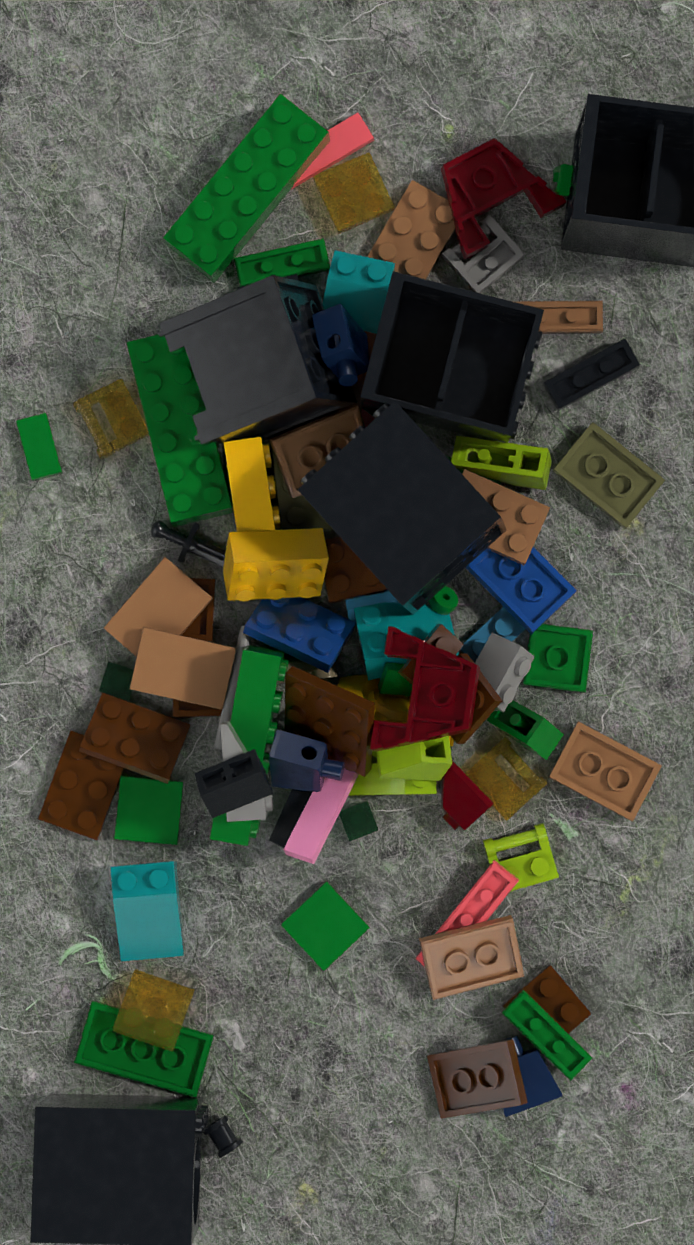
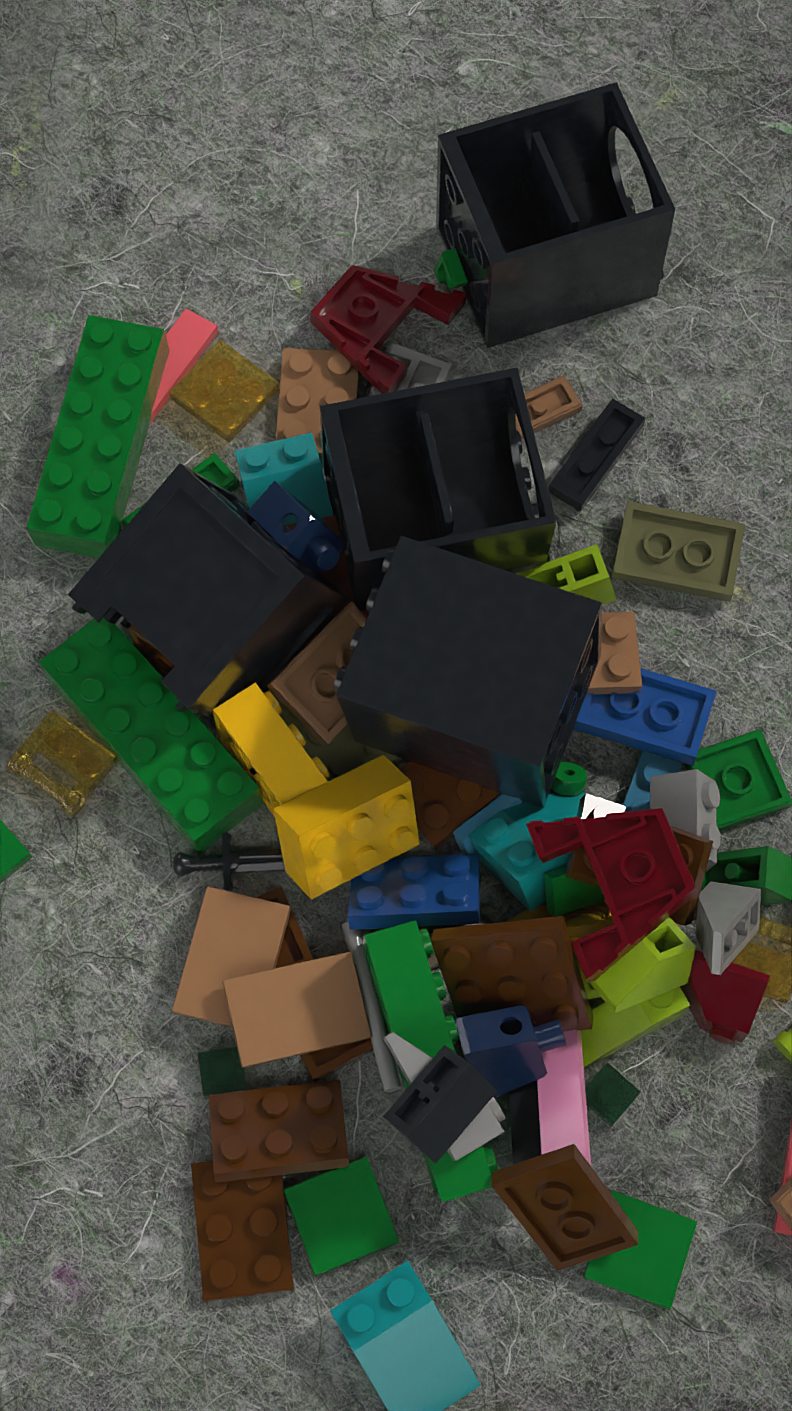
camera: 25 degrees left, 15 degrees down
(286, 880) = (565, 1207): none -> reddish brown plate
(489, 752) = (726, 922): none -> light grey slope

